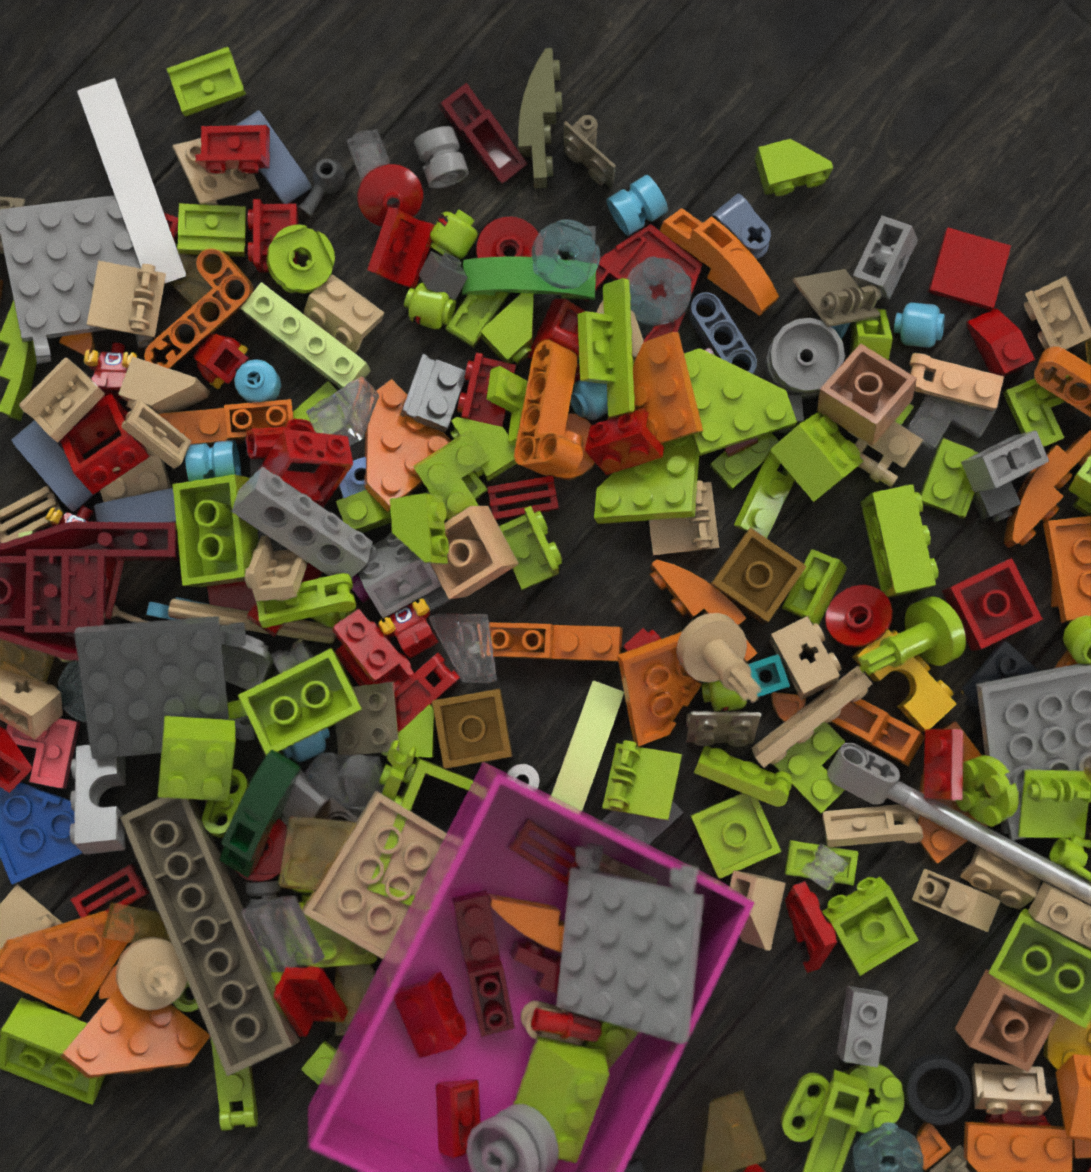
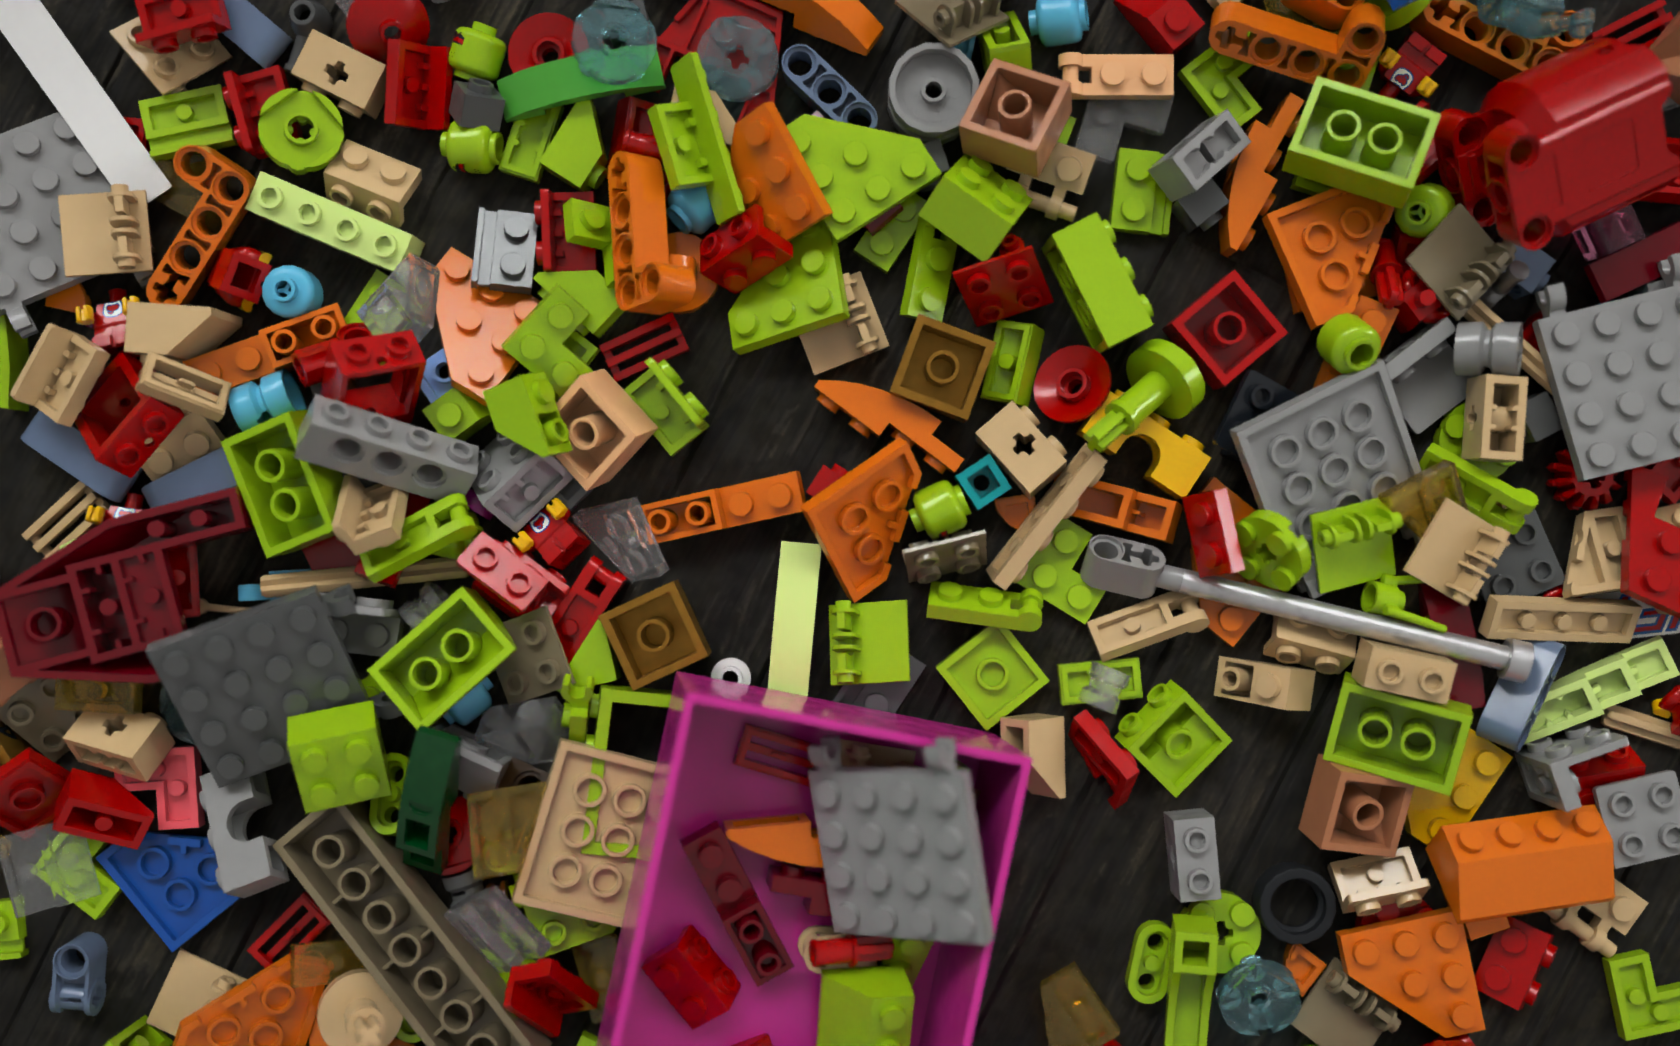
camera: 25 degrees left, 5 degrees up
(337, 208) = (326, 59): none -> tan brick
(714, 650) = (912, 471): tan piece -> none
(824, 522) = (1004, 283): none -> red hinge

